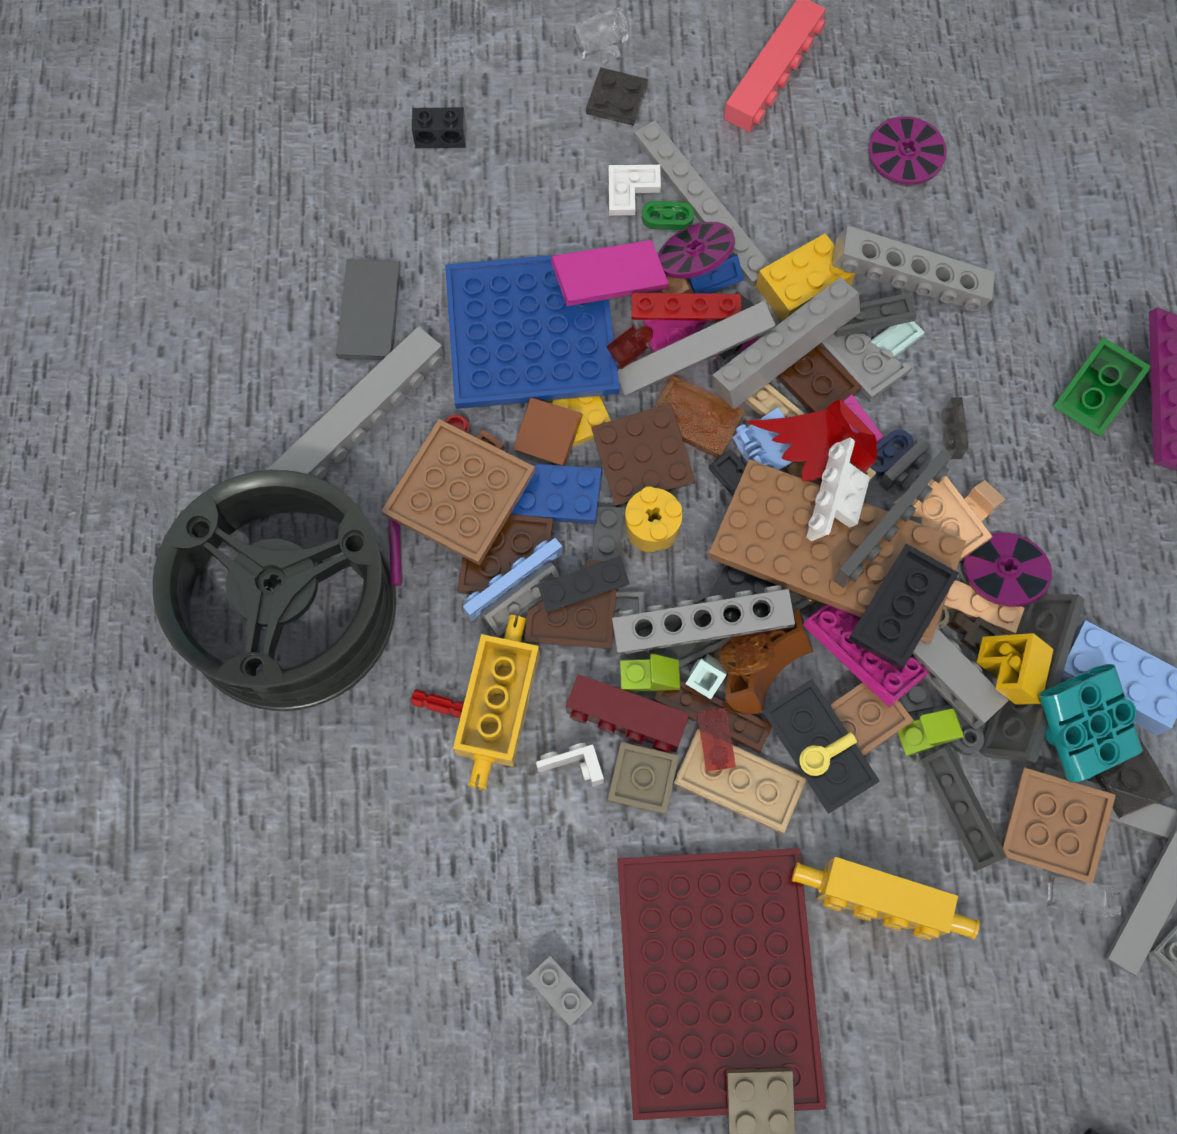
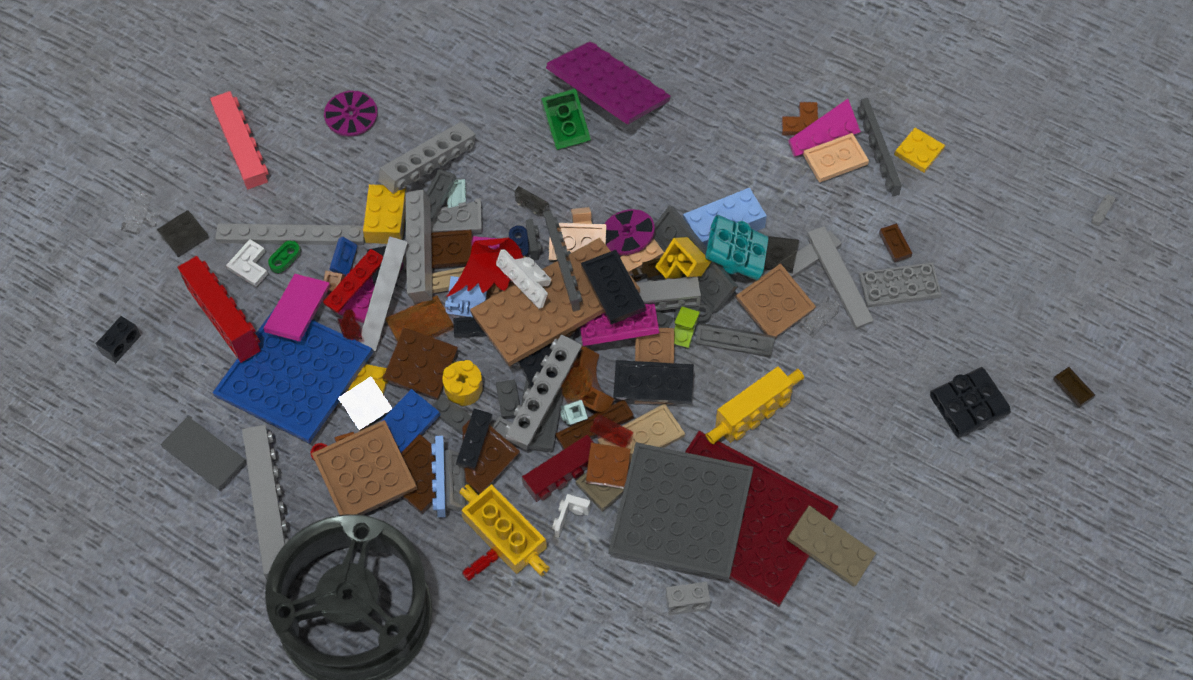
camera: 55 degrees left, 10 degrees down
(543, 195) = (220, 308): none -> red brick
(654, 674) = (550, 441): lime slope -> none
(664, 768) = (607, 465): none -> dark orange plate
(670, 904) = (681, 511): none -> dark grey plate
(674, 585) = (507, 398): none -> dark grey plate
(697, 250) = (323, 242): magenta piece -> none
(816, 759) = (660, 386): light yellow plate -> none

